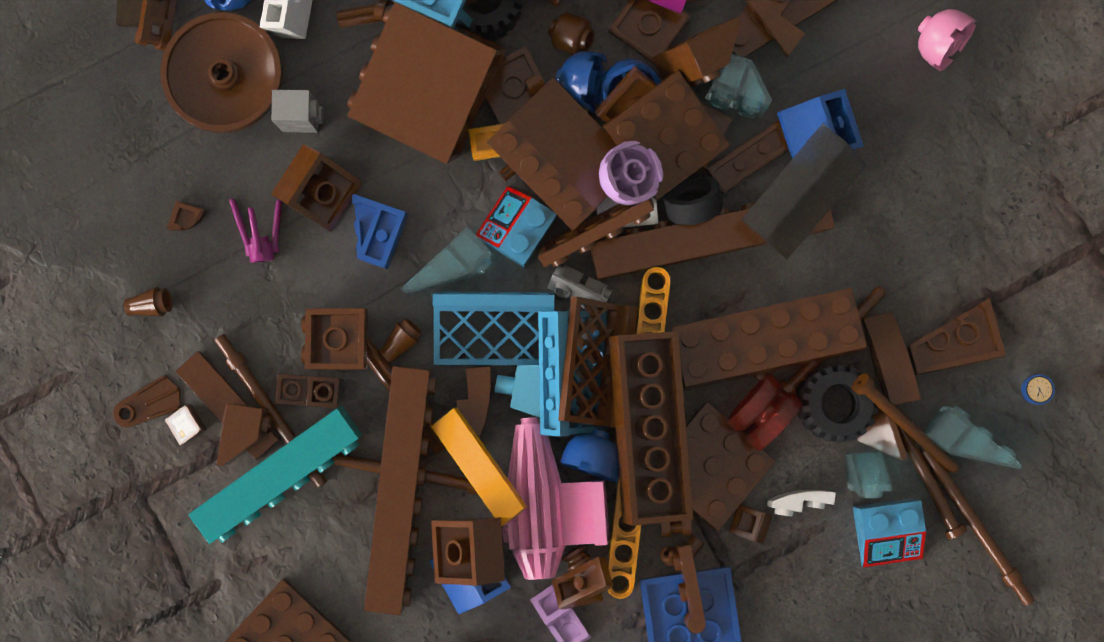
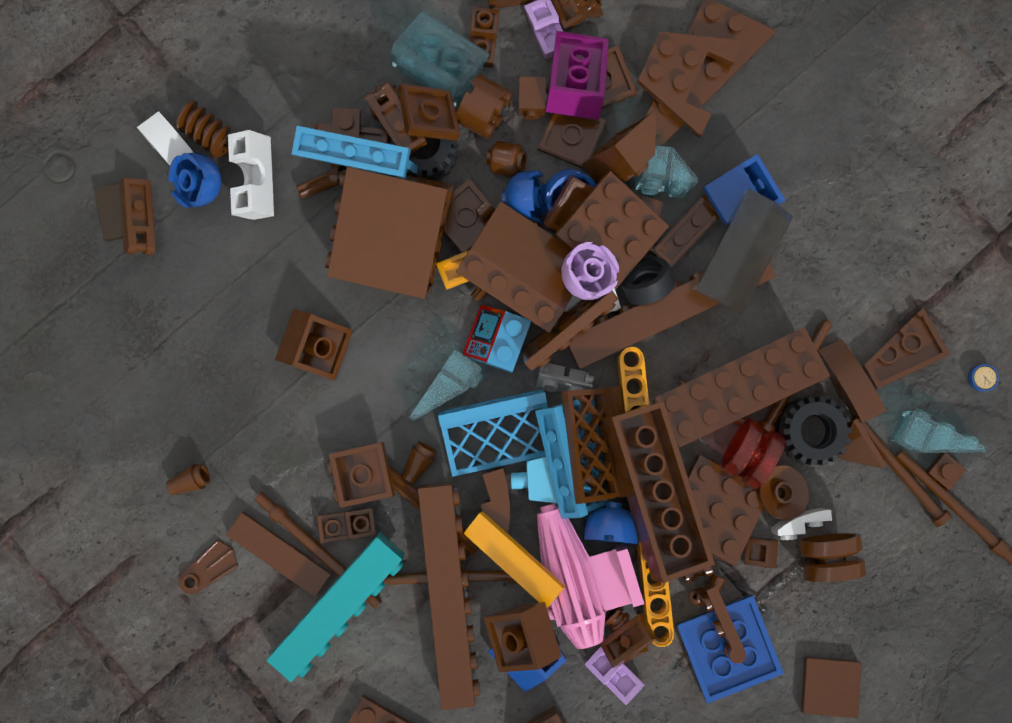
camera: 15 degrees left, 0 degrees up
(185, 216) = (203, 396): reddish brown tile -> none
(185, 424) = (245, 579): slope -> none
(202, 54) = (183, 257): reddish brown dish -> none
(242, 430) = (296, 574): reddish brown slope -> none
(258, 248) = (273, 409): magenta plant -> none
(296, 111) = (280, 281): light grey brick -> none
(377, 230) = (376, 370): blue wing -> none
(801, 463) = (793, 493): none -> reddish brown dish
(824, 545) = (832, 557): none -> reddish brown wheel
(864, 385) = (835, 410): reddish brown bar -> none
(867, 474) = (854, 487): clear light blue slope -> none
(890, 531) = (885, 531): dark azure slope -> none
(943, 36) = (832, 88): bright pink cylinder -> none
(973, 481) = (946, 471): none -> reddish brown plate

